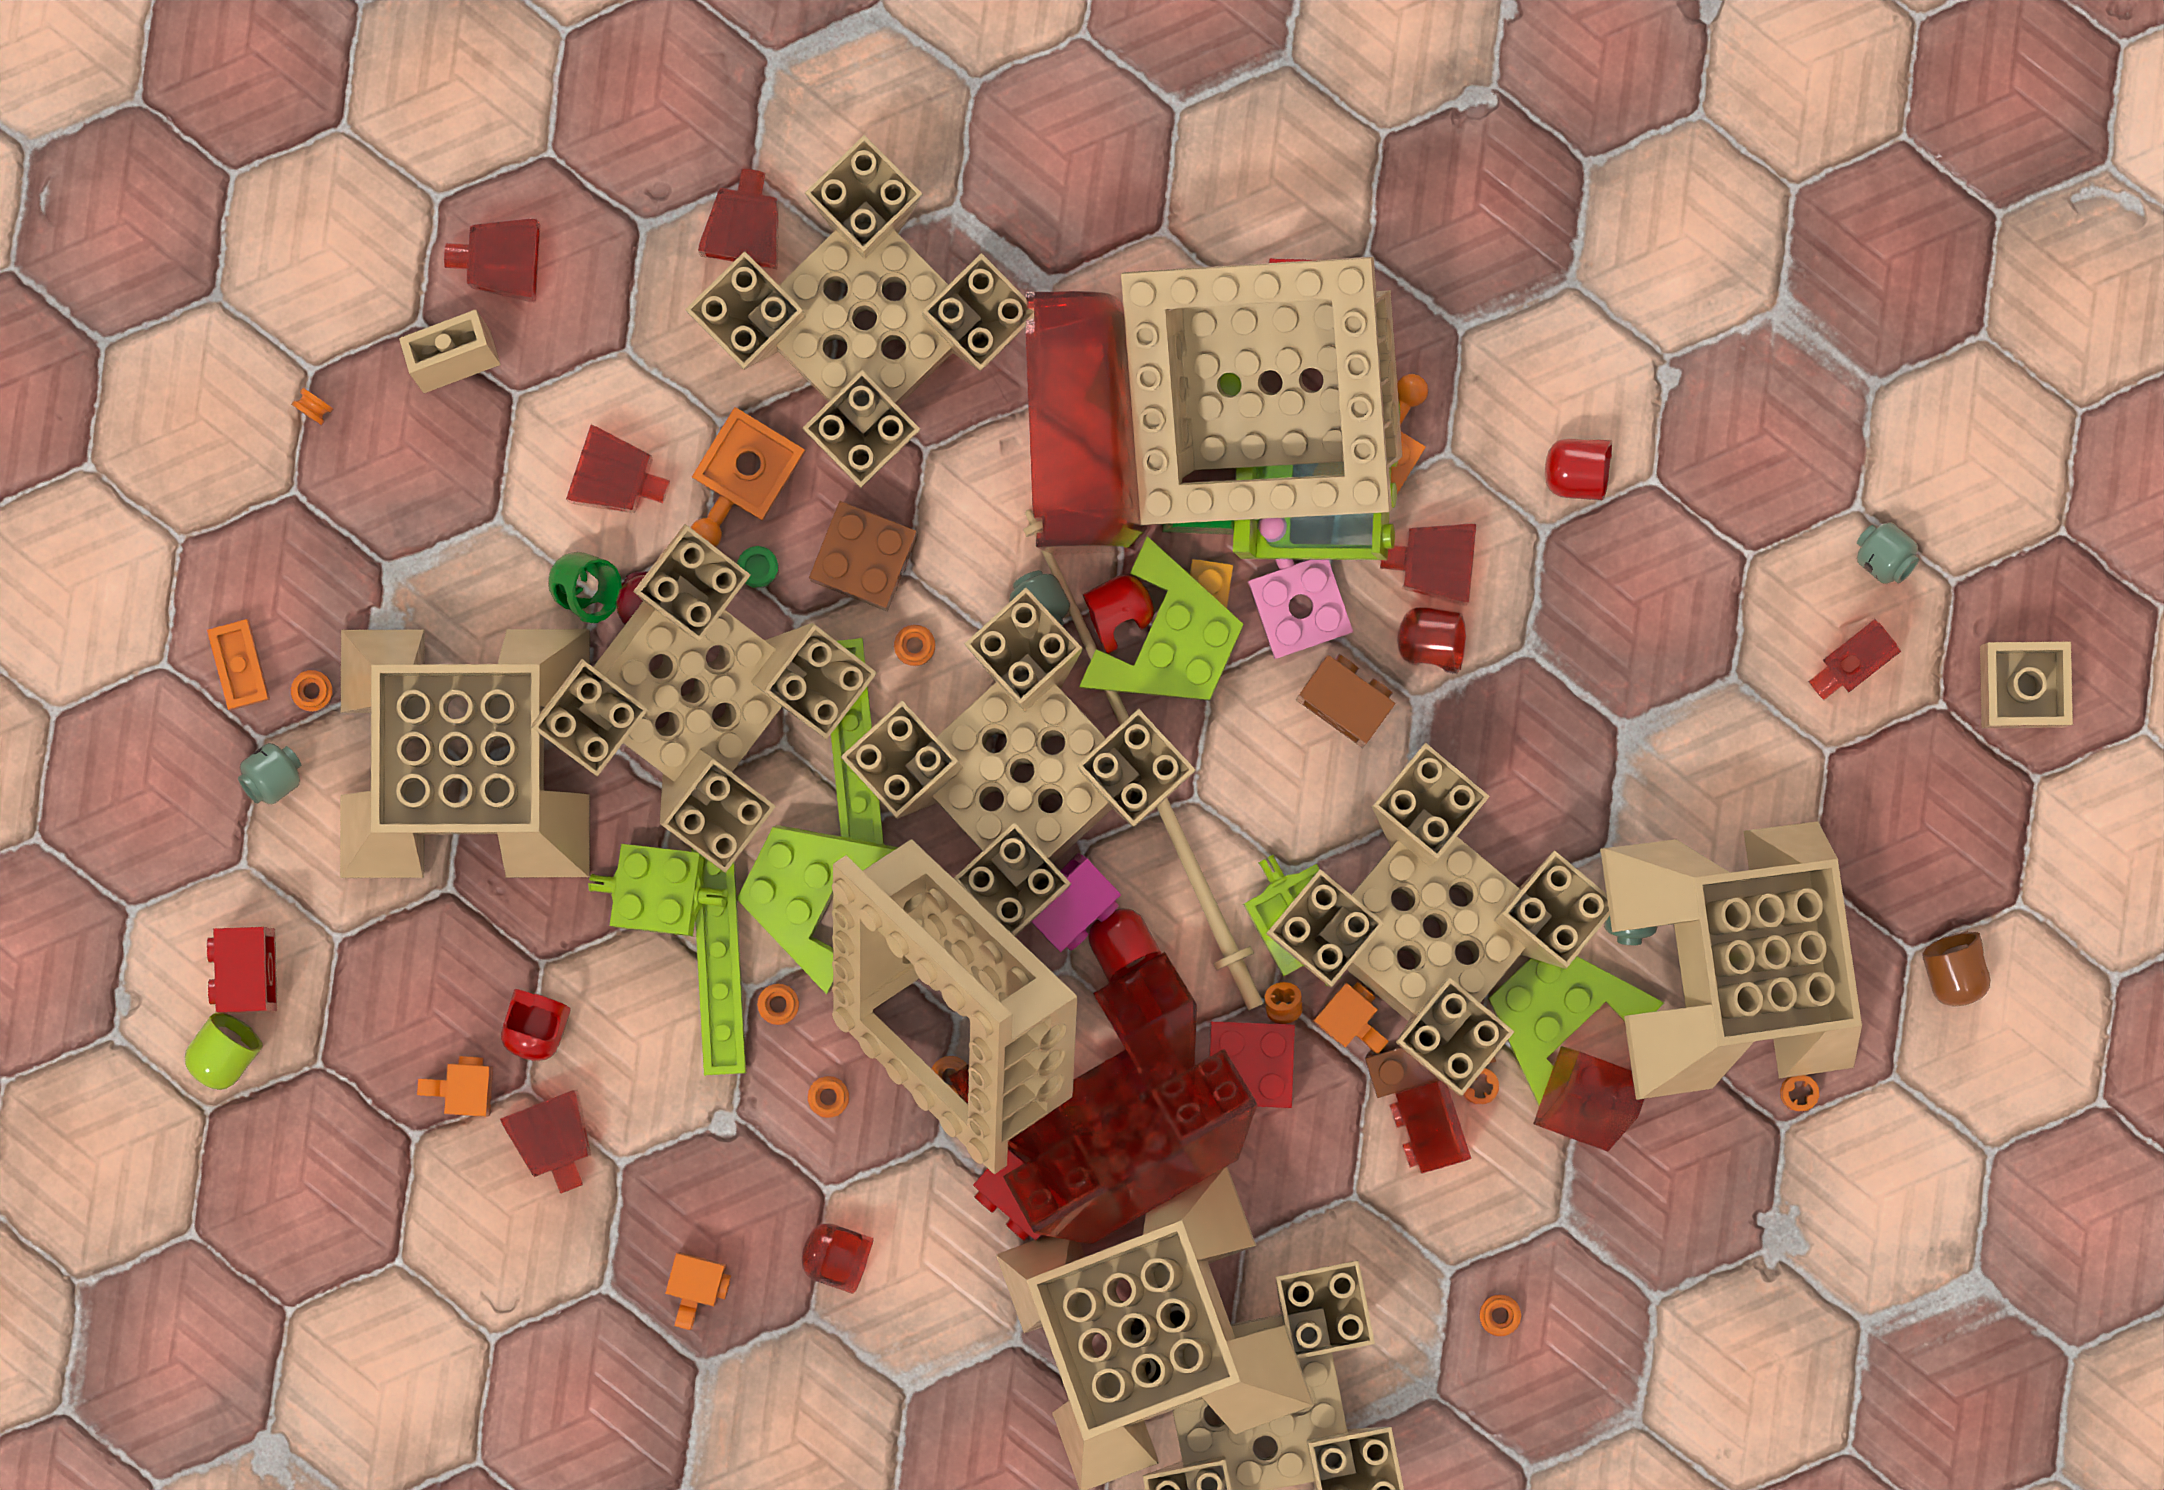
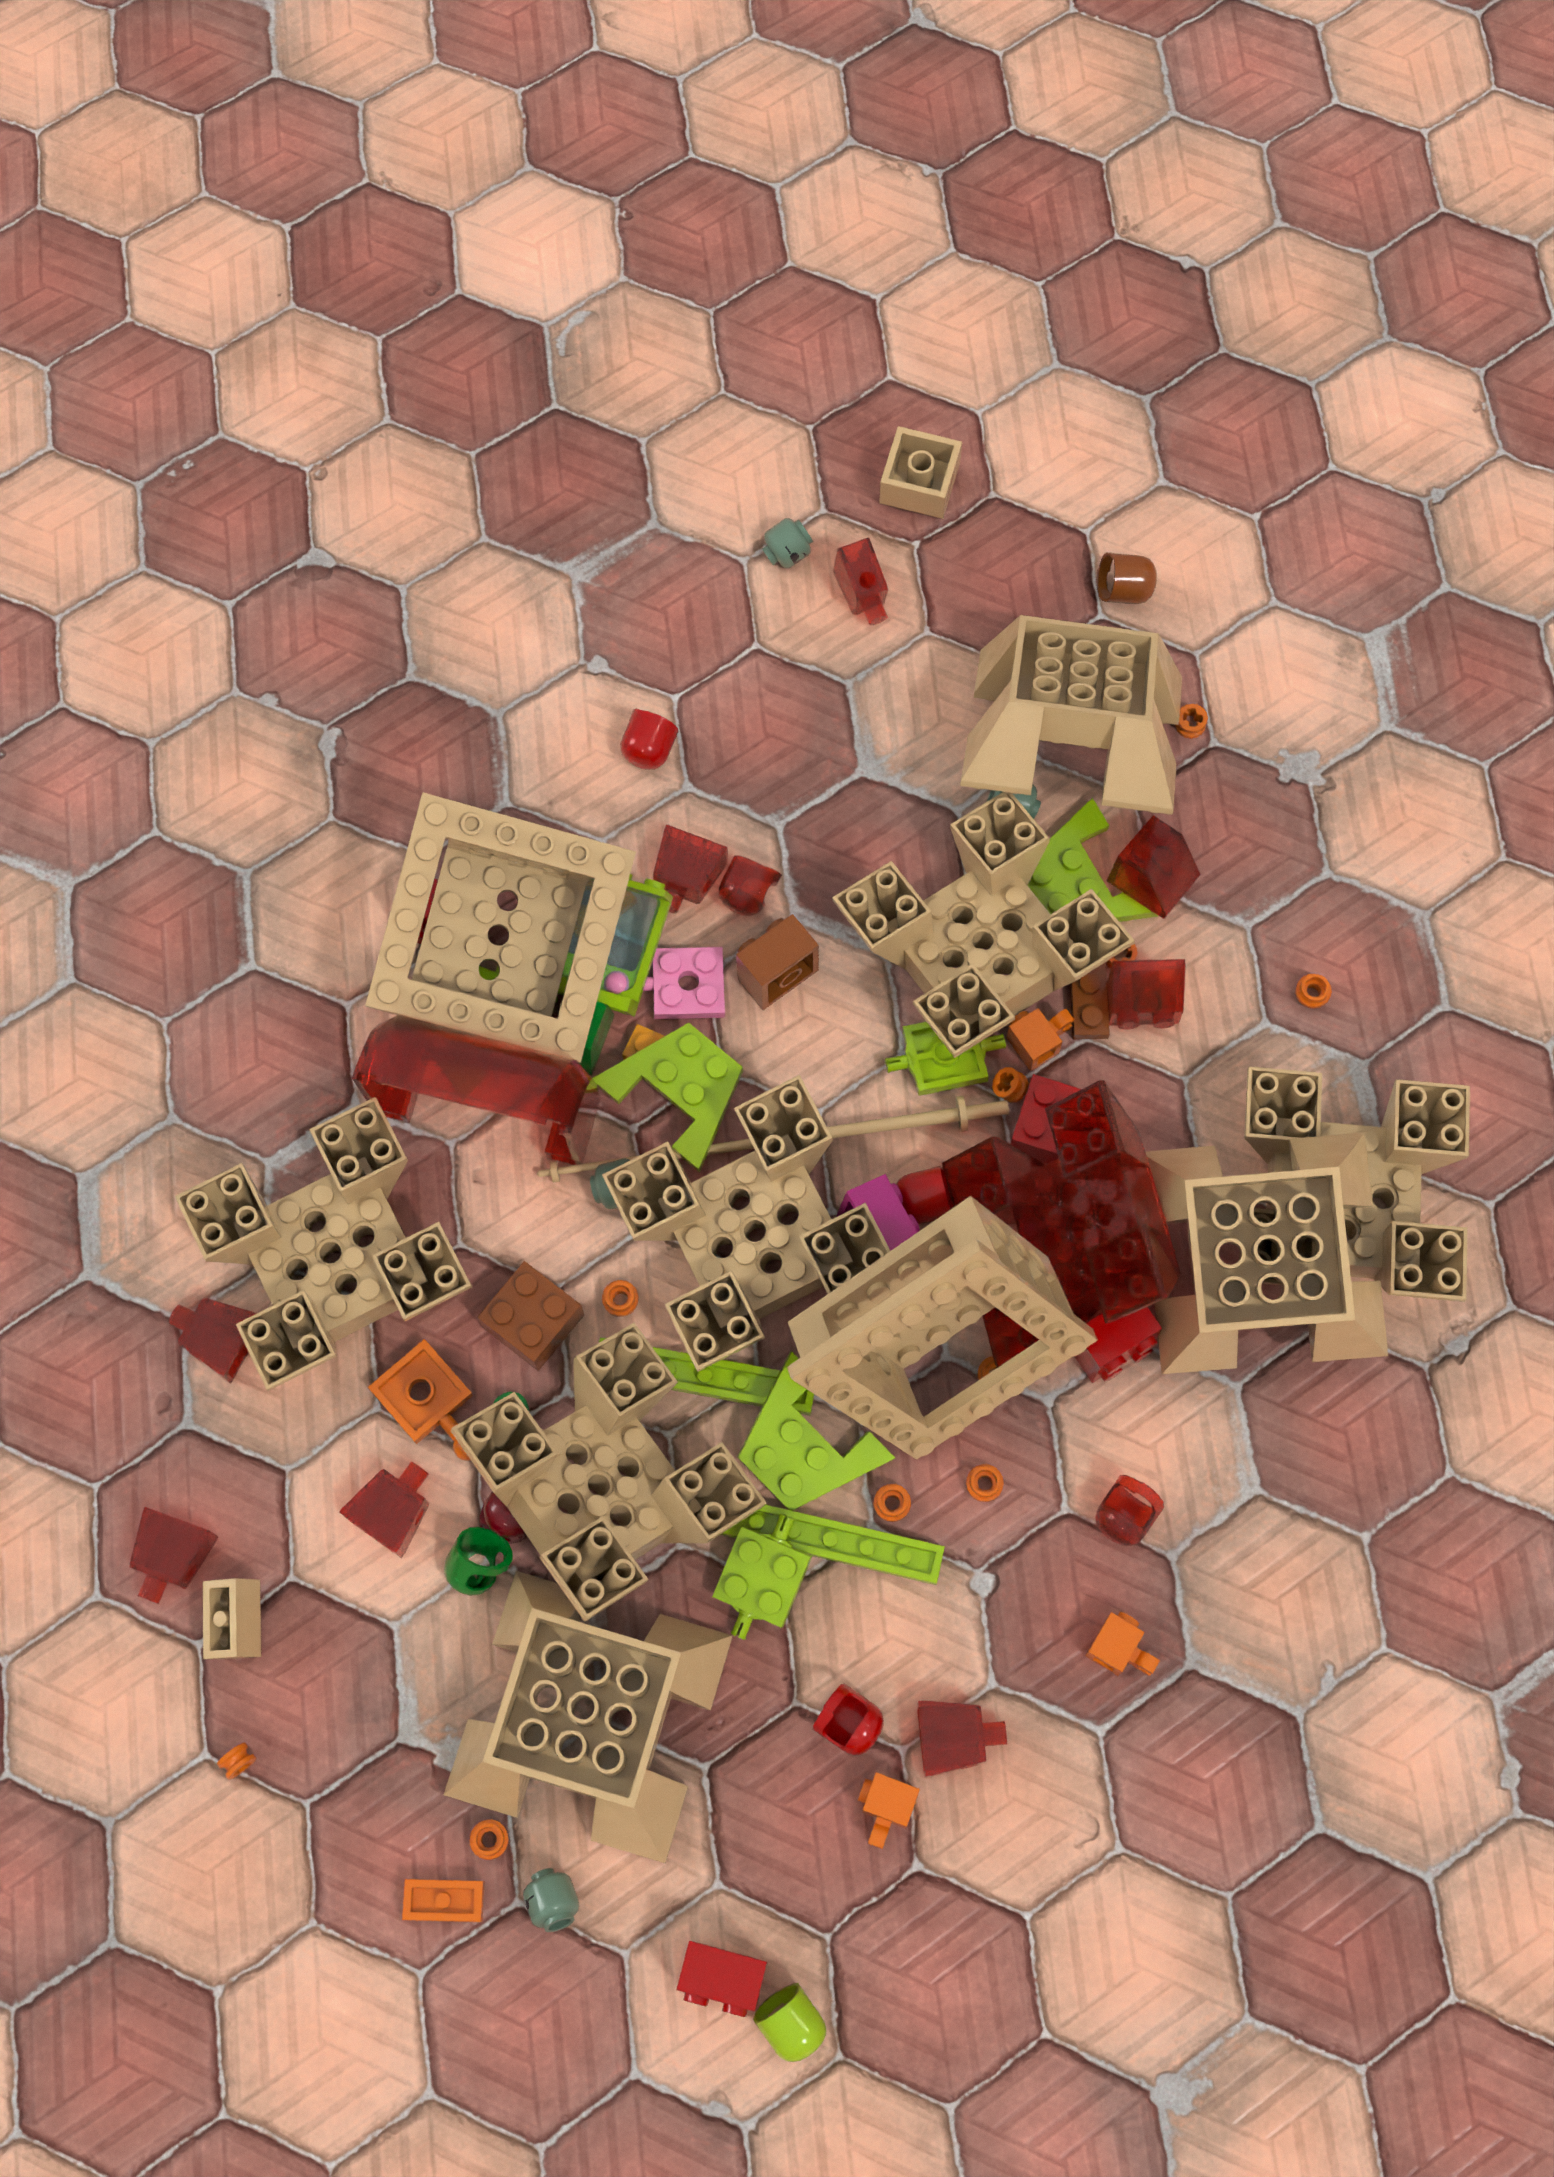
camera: 70 degrees left, 15 degrees down
(1116, 602) = (639, 1121): red helmet -> none

